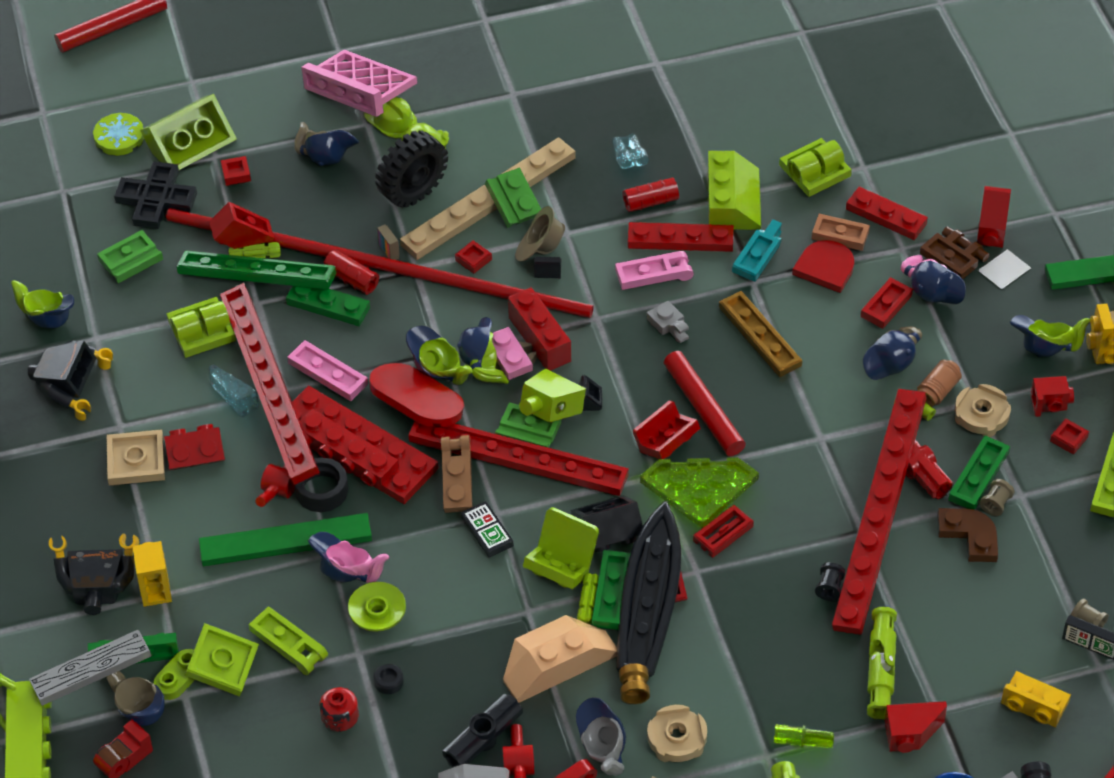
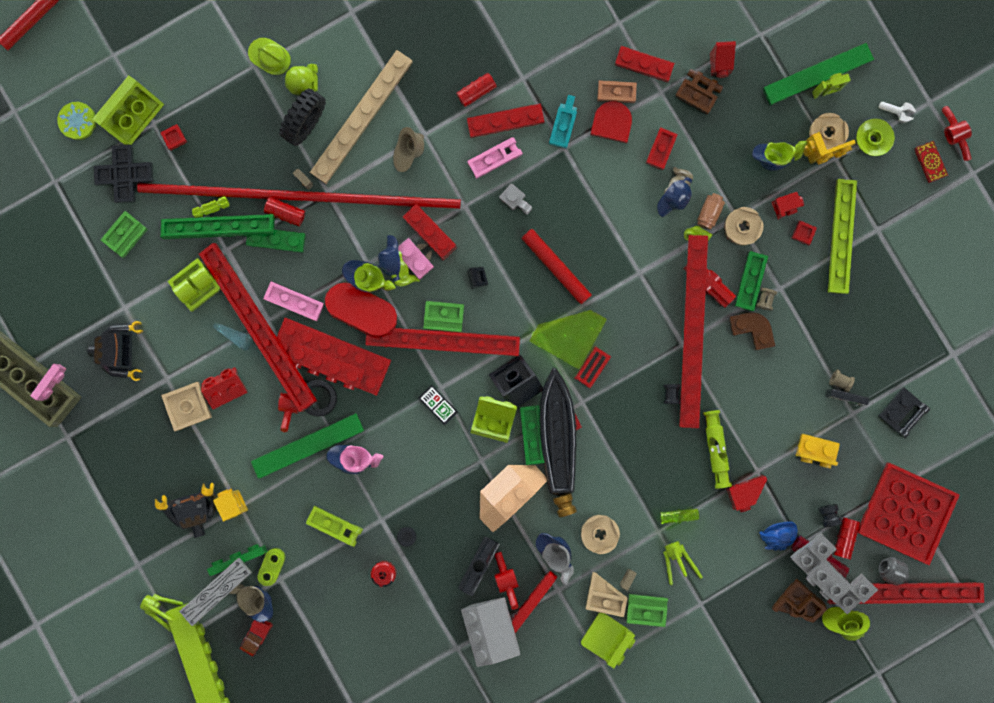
camera: 20 degrees left, 35 degrees up
(43, 306) = (78, 297): hair -> none
(221, 659) = (296, 553): lime tile -> none
(240, 227) = (195, 197): red slope -> none
(323, 146) = (228, 103): dark blue hair -> none
(354, 91) = (227, 44): bright pink fence -> none
(377, 597) = (377, 495): lime dish -> none
(456, 474) = (407, 369): medium nougat plate -> none
(473, 256) = (365, 173): red tile -> none
(513, 197) = (380, 117): bright green plate -> none
(547, 267) = (420, 170): black slope -> none
(551, 397) = (453, 294): lime torso -> none
(587, 598) = (518, 444): lime axle -> none
(630, 157) = (453, 55): clear light blue piece -> none
(664, 431) = (537, 299): red bracket -> none
(733, 191) = (533, 73): lime slope -> none
(760, 334) = (580, 194): pearl gold tile -> none
(816, 166) = (586, 34): lime plate -> none
(933, 280) = (688, 125): dark blue hair -> none
(1004, 269) = (734, 94): white sticker -> none

